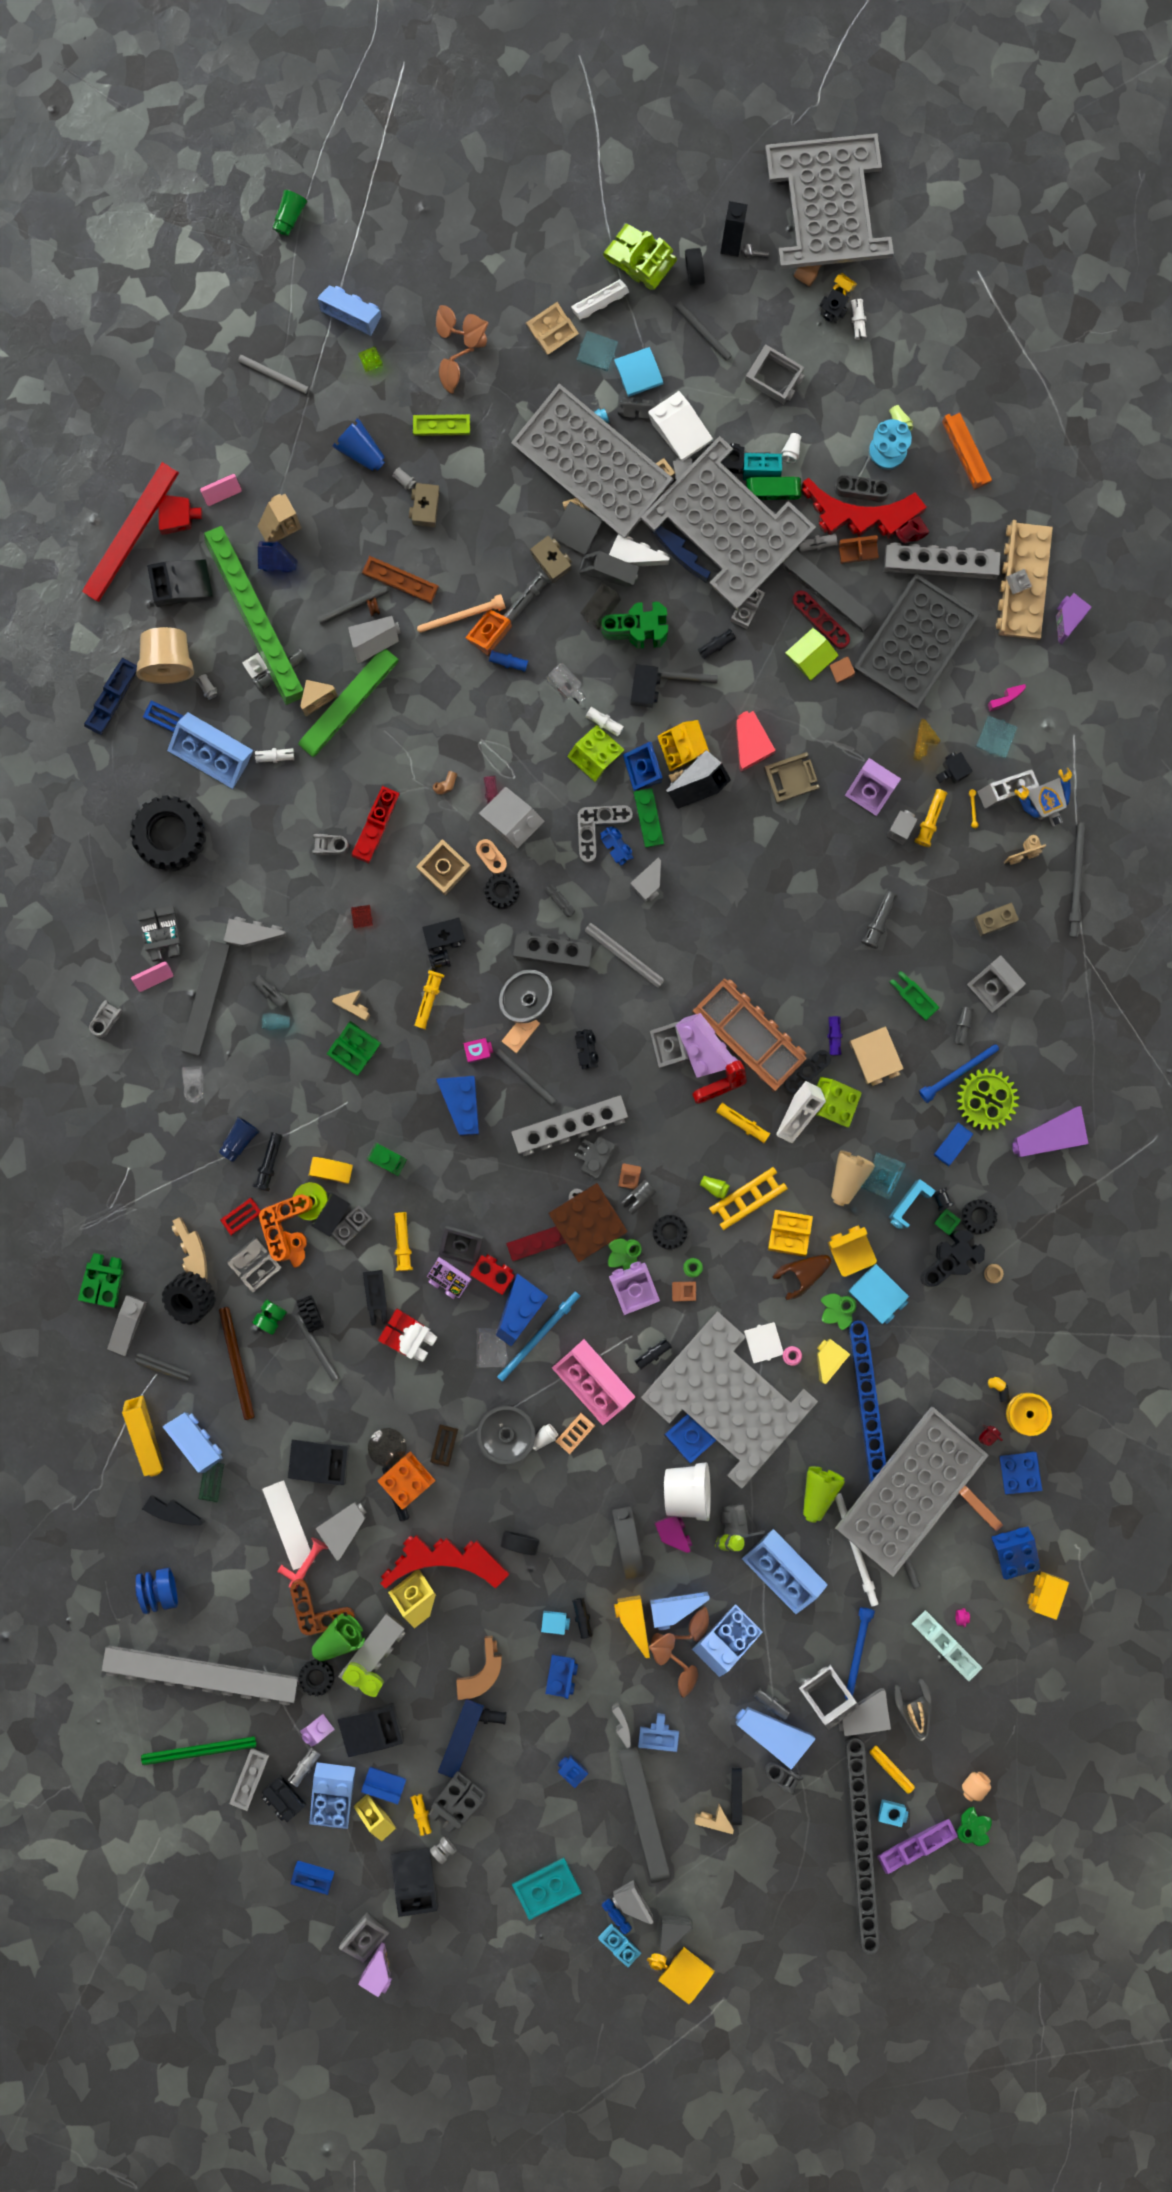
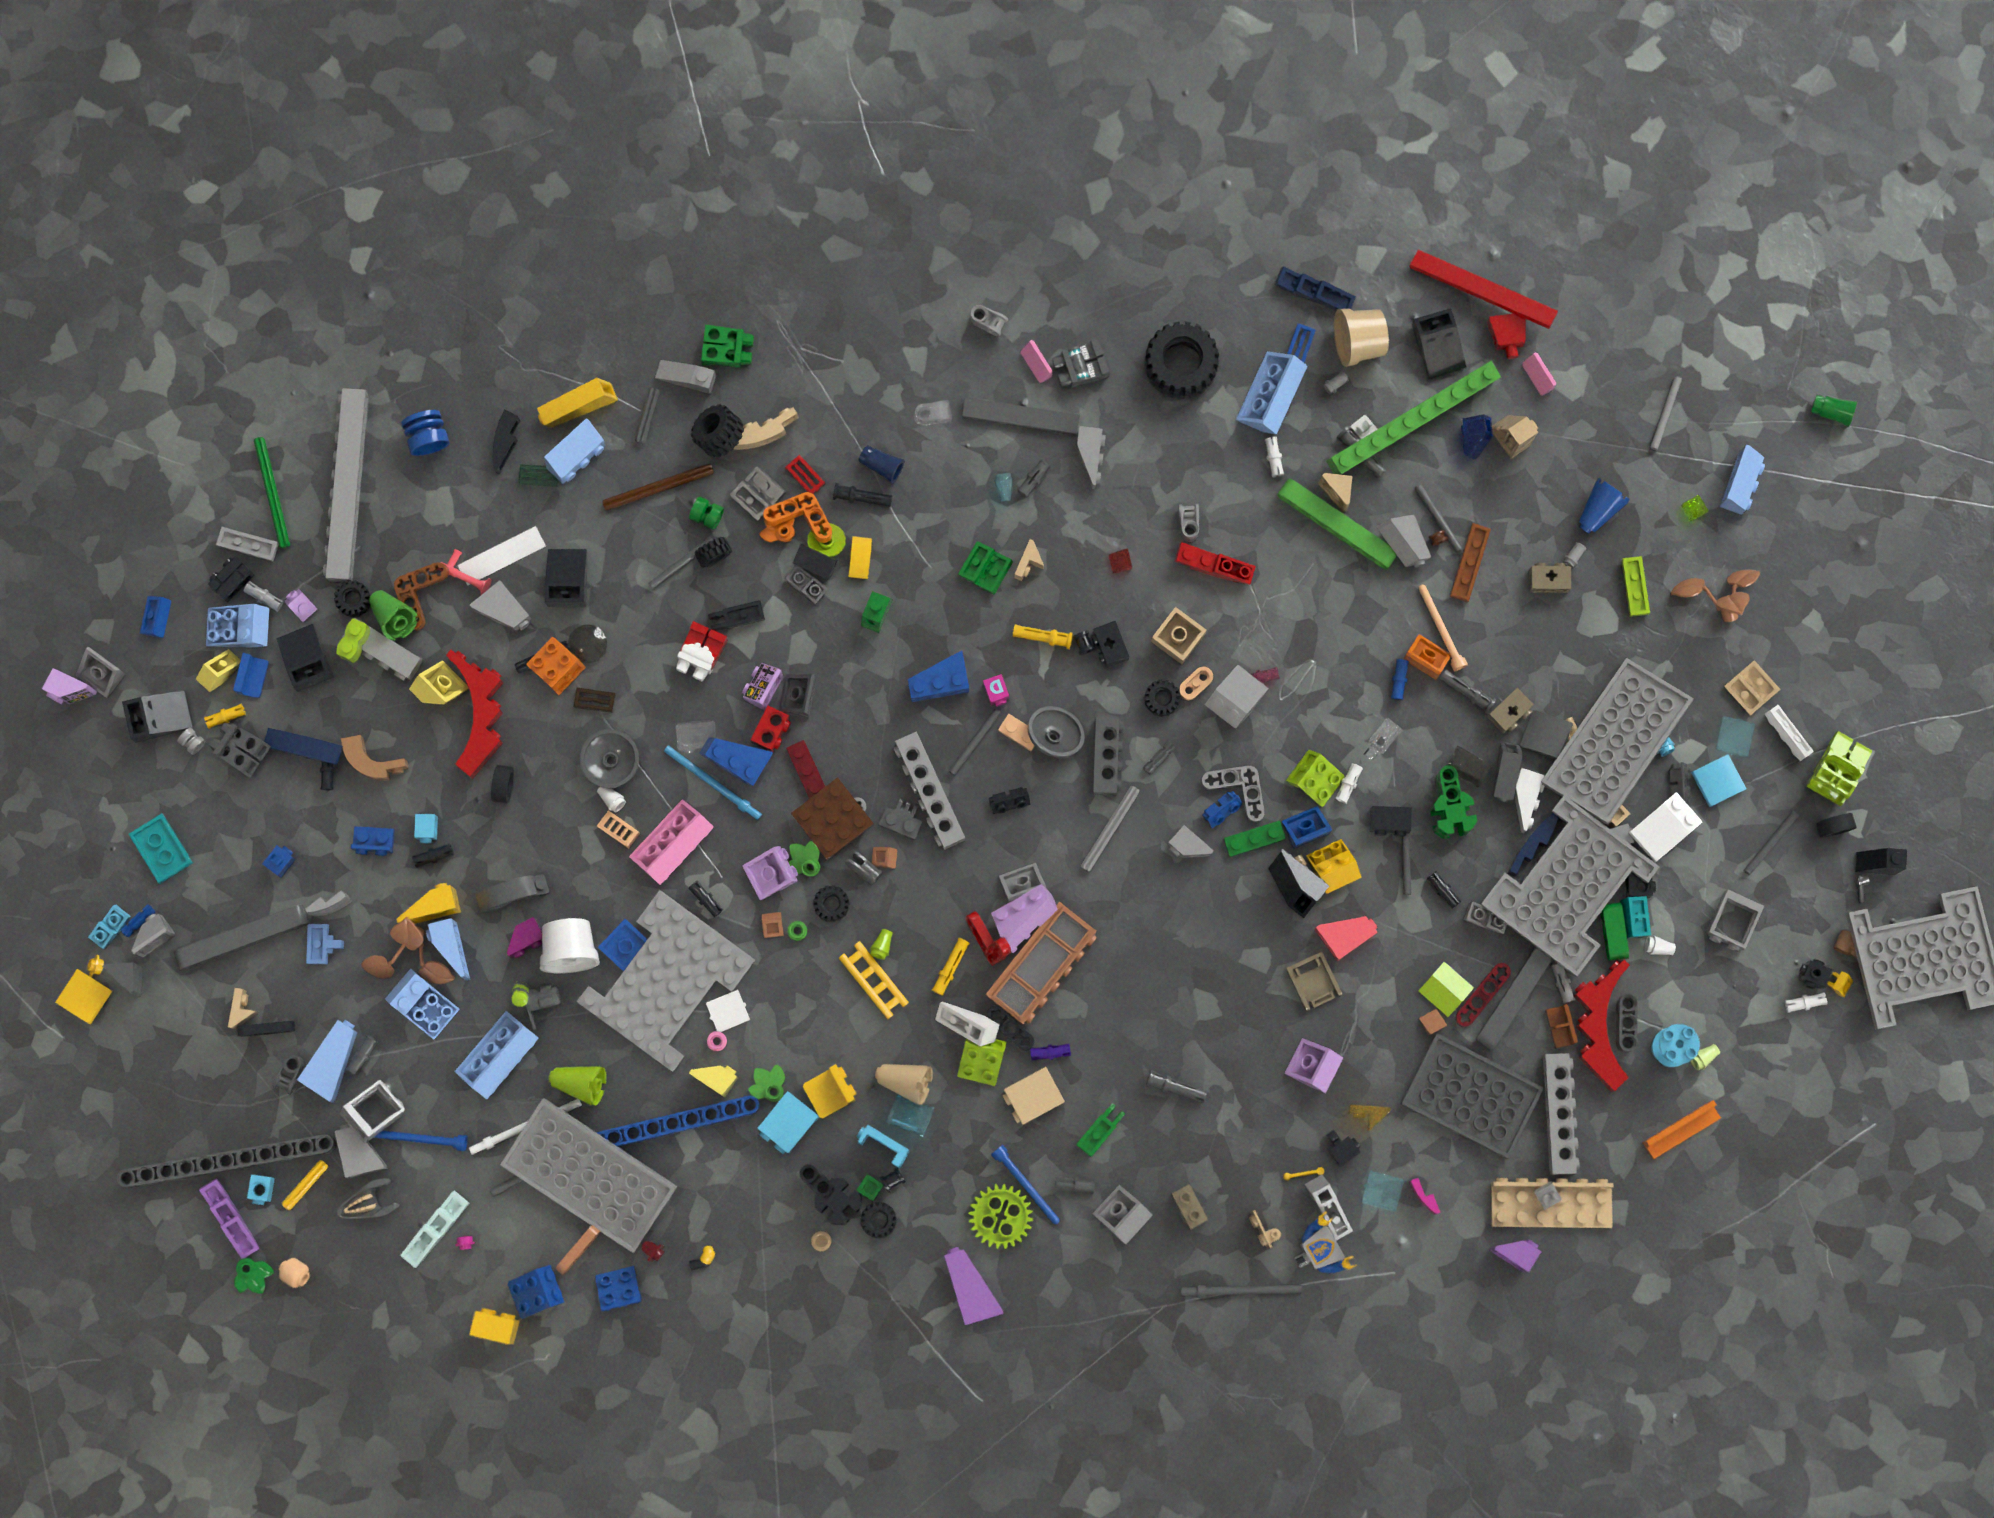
camera: 85 degrees right, 5 degrees down
(403, 1251) = (784, 637): yellow pin -> none
(445, 786) = (1263, 630): medium nougat arm -> none
(790, 1233) = (842, 1026): yellow slope -> none
(807, 1272) = (804, 1047): reddish brown animal -> none
(902, 827) = (1274, 1098): light grey brick -> none
(913, 530) = (1588, 1080): dark red piece -> none
(928, 827) = (1279, 1127): yellow pin -> none
(953, 1144) = (950, 1185): blue slope -> none
(1037, 1406) = (690, 1292): yellow wheel -> none

